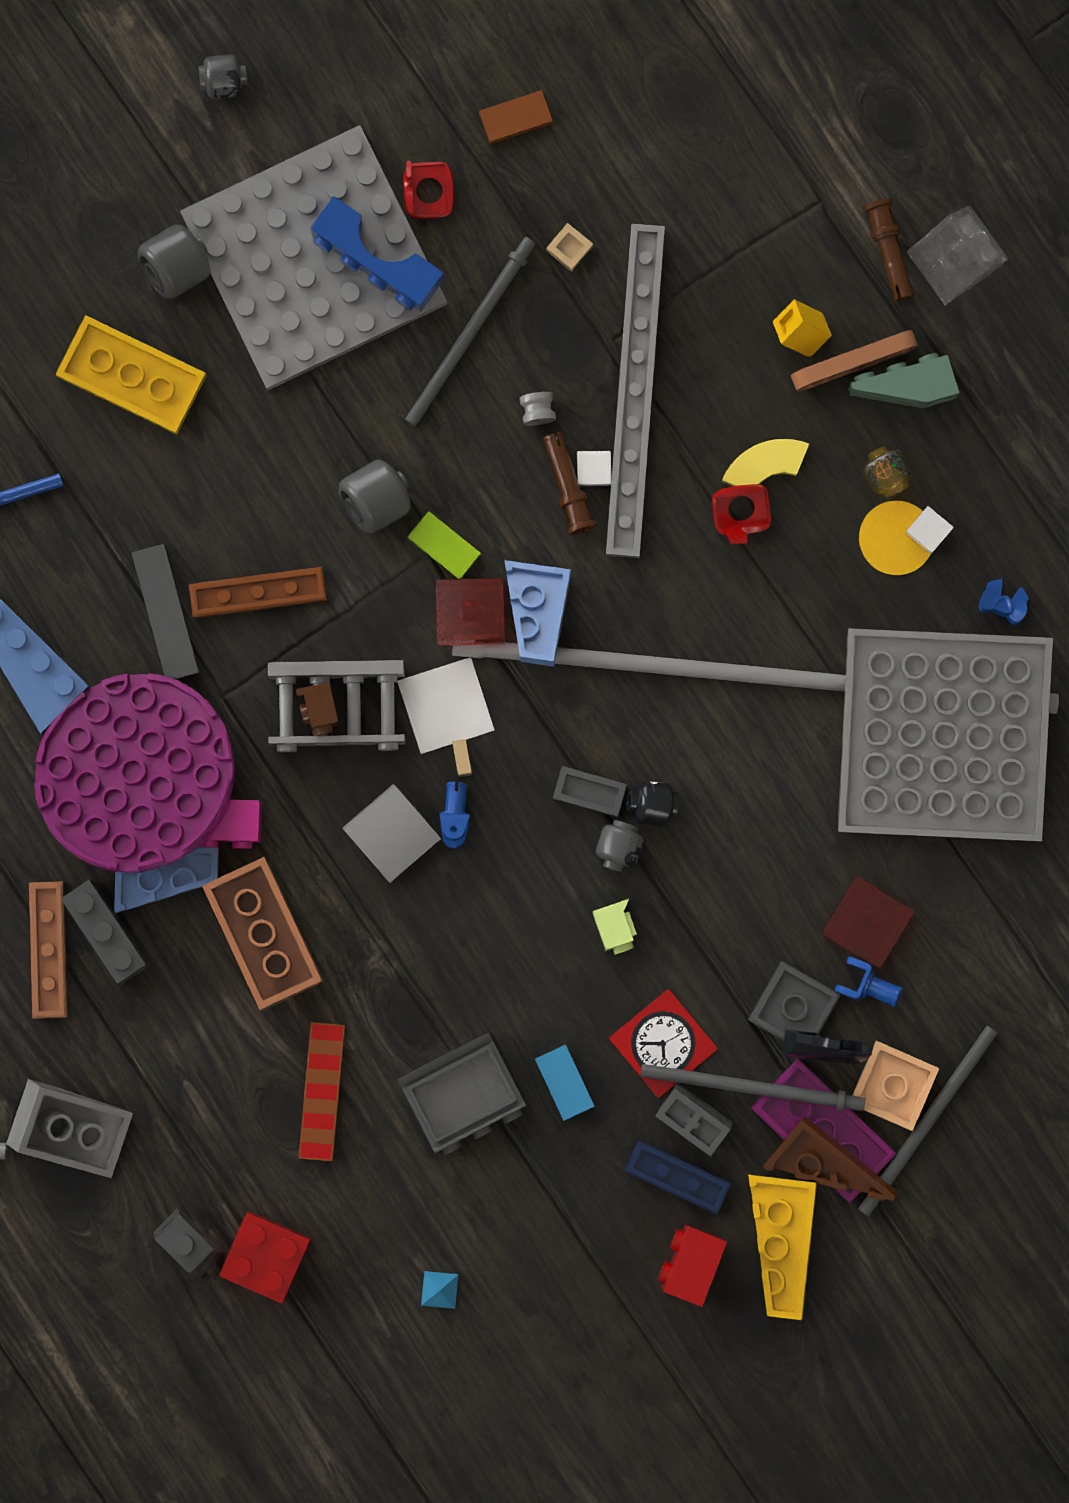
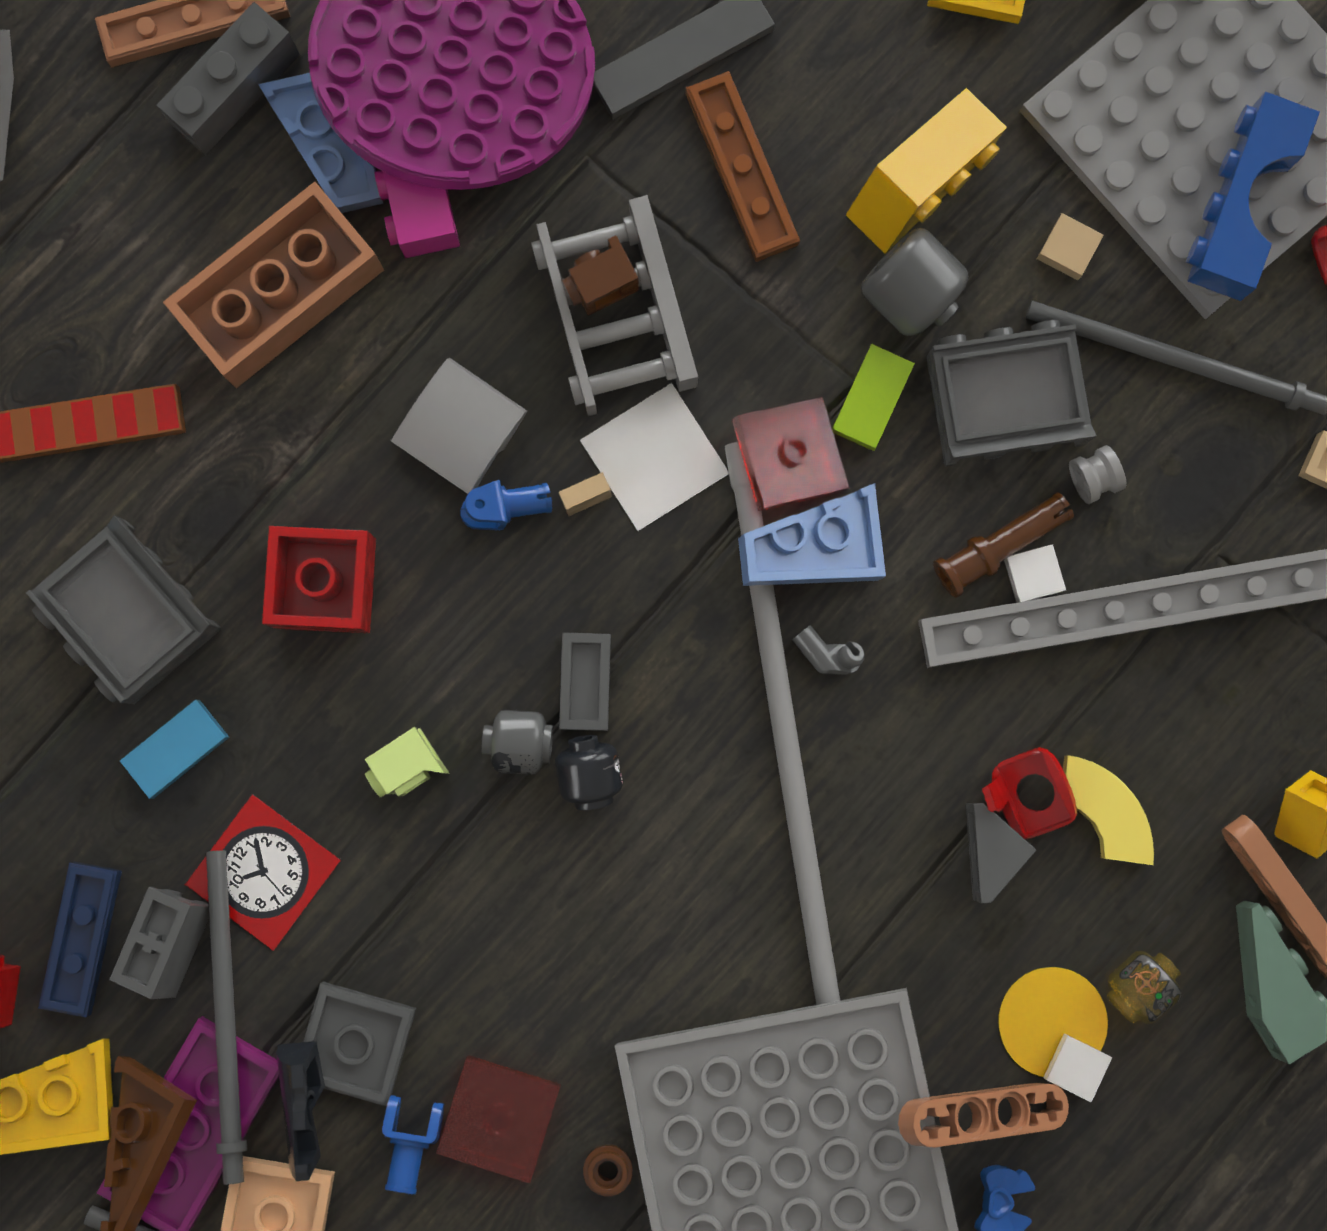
camera: 75 degrees right, 0 degrees up
(298, 466) = (926, 168): none -> yellow wedge
(373, 383) = (1070, 246): none -> tan tile
(466, 453) = (1009, 392): none -> window
(476, 951) = (319, 579): none -> red brick
(615, 621) = (829, 657): none -> dark grey arm
(773, 546) = (994, 852): none -> dark grey slope
(930, 858) = (603, 1185): none -> reddish brown plate
(942, 599) = (985, 1116): none -> nougat beam

